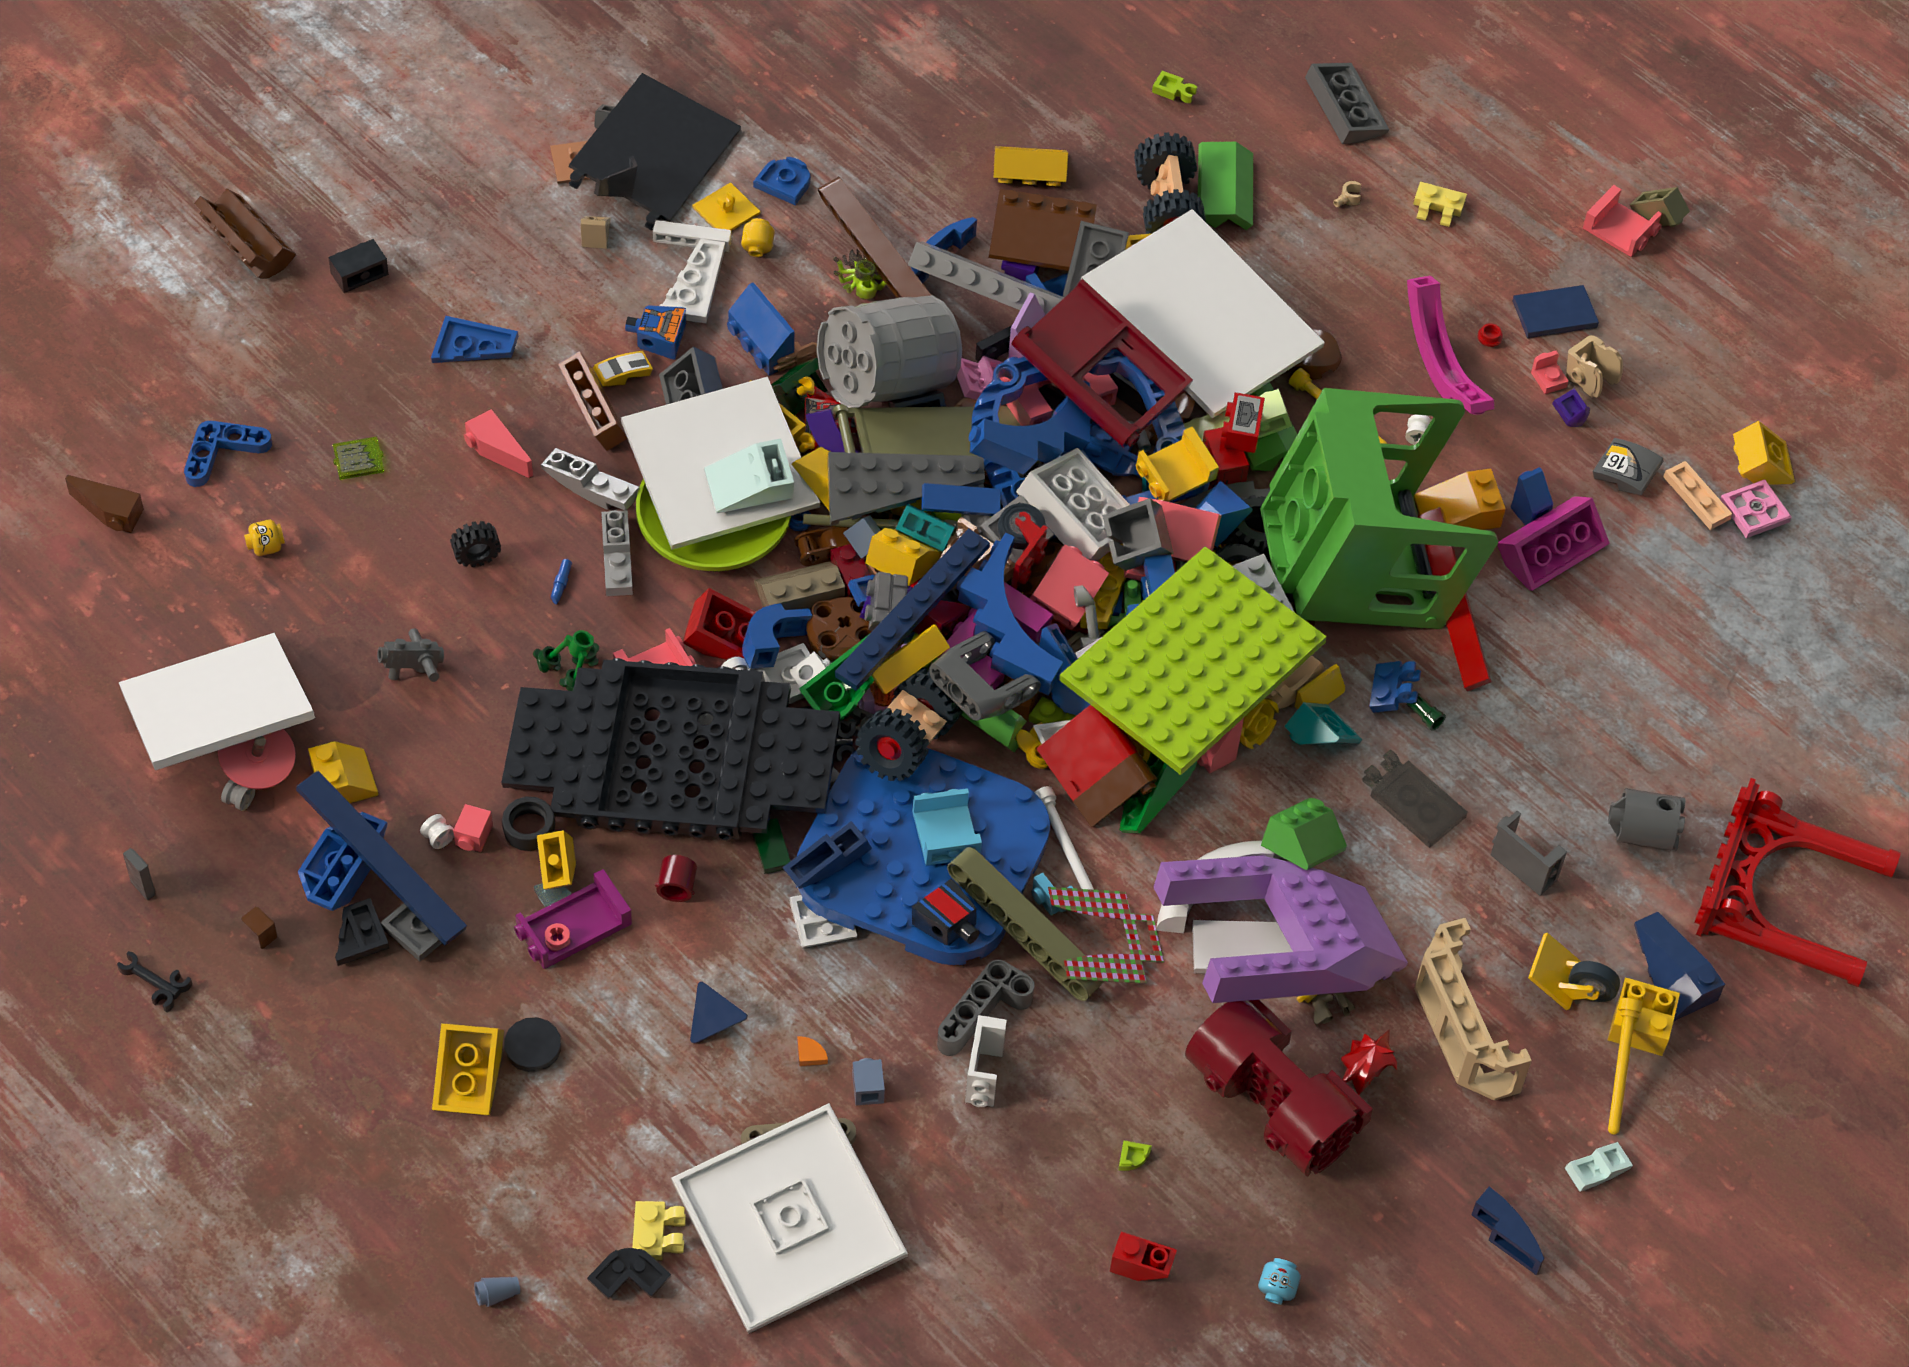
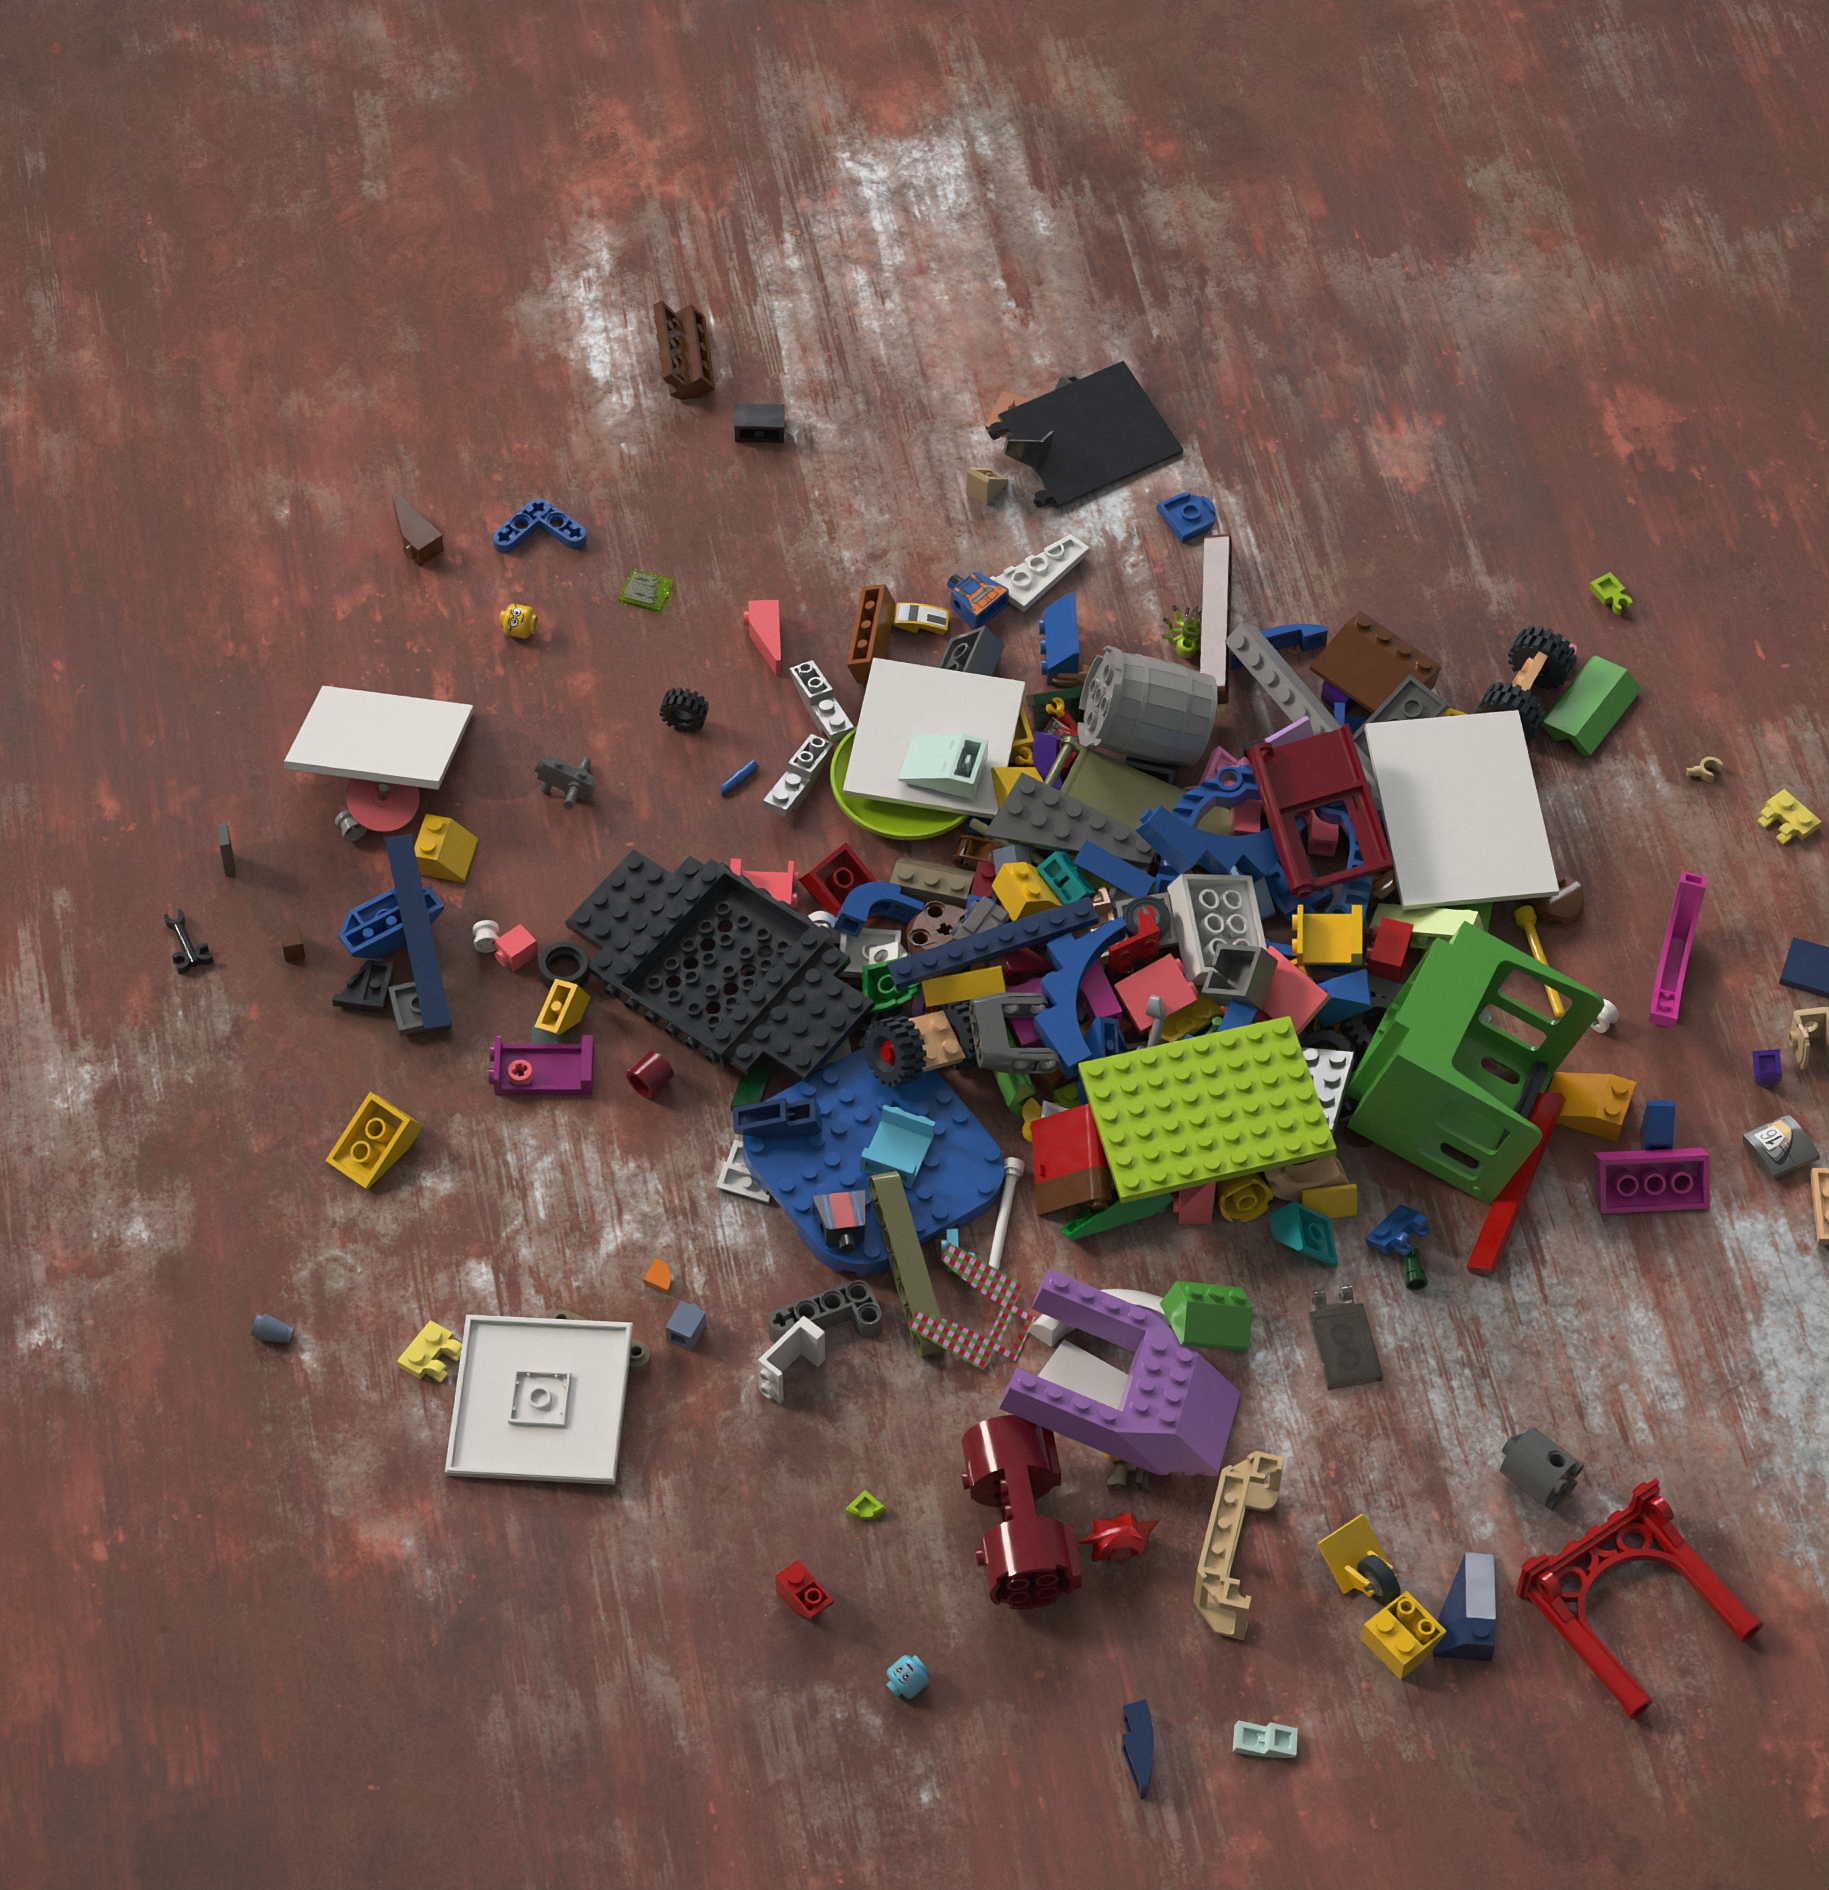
camera: 35 degrees right, 0 degrees up
(472, 341) = (809, 533): blue wing -> none
(532, 1044) = (440, 1150): black tile -> none
(580, 647) = (704, 839): plant -> none
(627, 1264) = (385, 1366): black plate -> none
(688, 234) = (1063, 526): white piece -> none
(713, 1014) = (599, 1202): dark blue piece -> none
(726, 208) = (1116, 518): yellow piece -> none
(758, 237) = (1122, 556): yellow head -> none
(1030, 165) = (1419, 603): yellow slope -> none
(1244, 422) = (1420, 925): brick -> none
(1346, 102) = (1770, 682): dark grey slope -> none
(1490, 335) = (1741, 963): red plate -> none
(1523, 860) = (1410, 1461): dark grey panel -> none
(1548, 373) = (1772, 1024): coral bracket -> none
(1629, 1011) = (1381, 1619): yellow piece -> none

